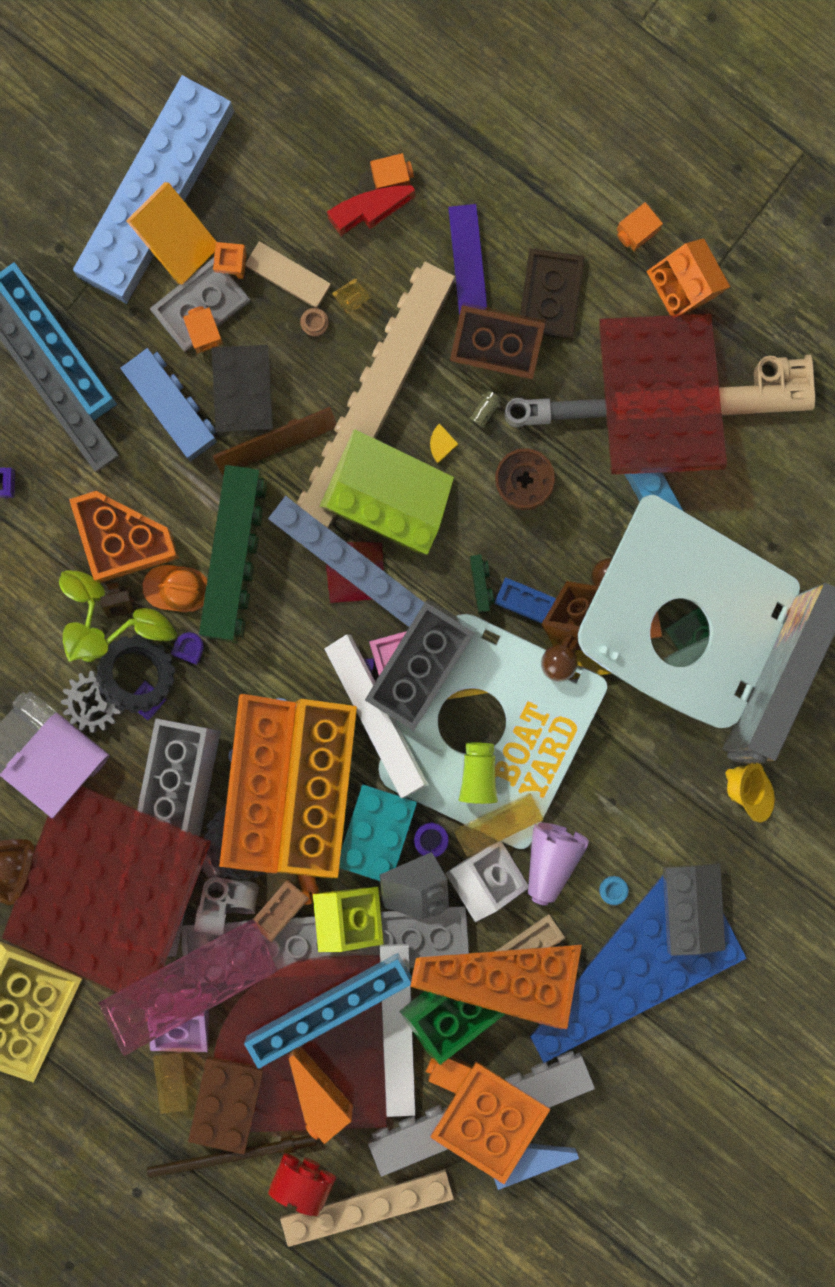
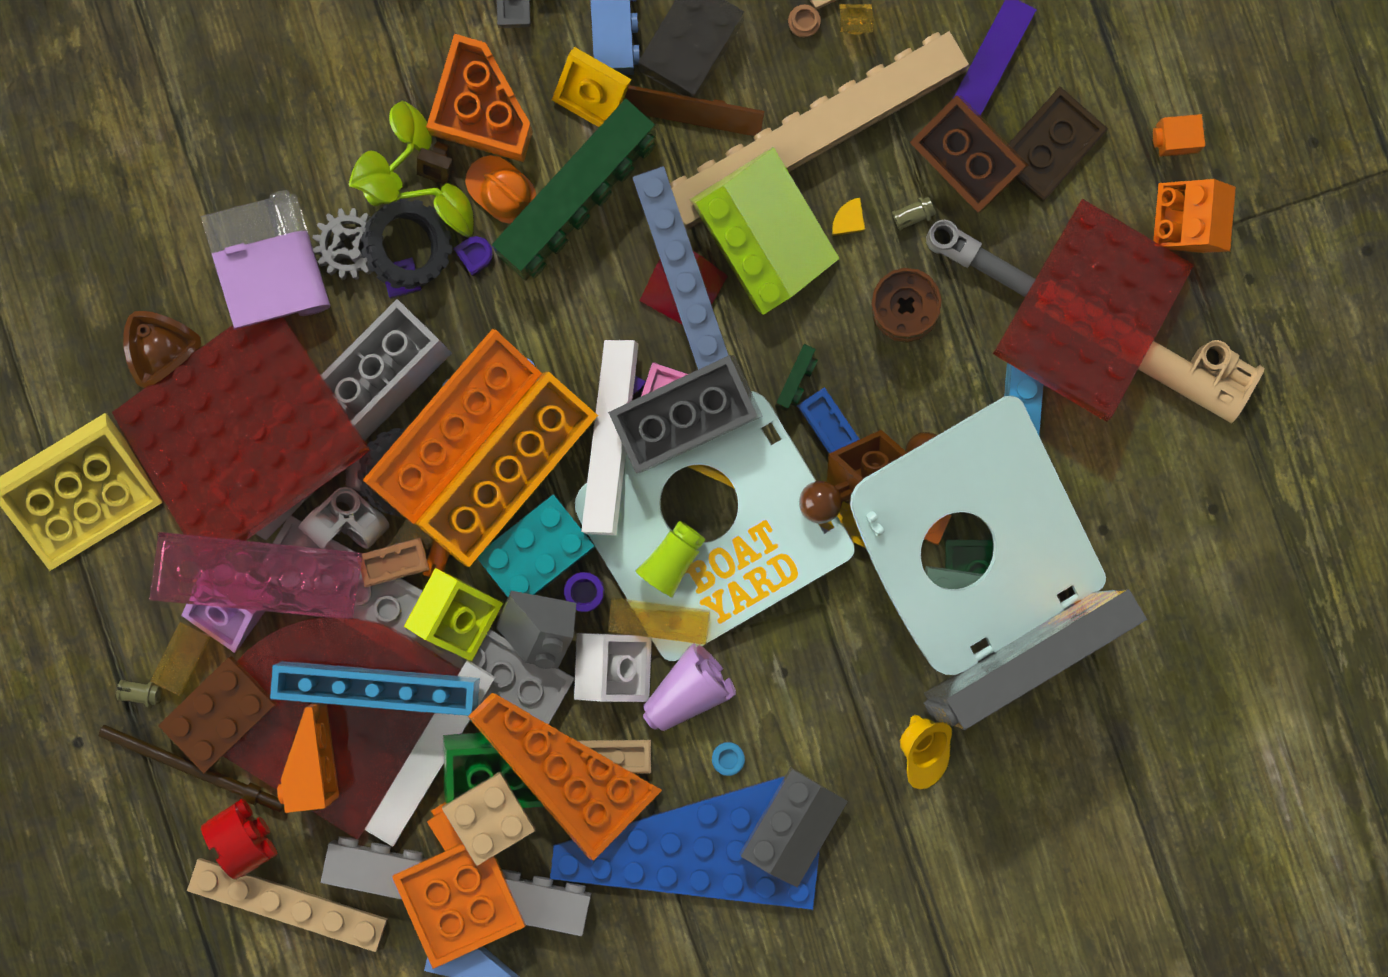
camera: 25 degrees right, 0 degrees up
(158, 1127) = (140, 693): none -> olive pin
(193, 473) = (590, 87): none -> yellow plate
(472, 1049) = (488, 818): none -> tan plate

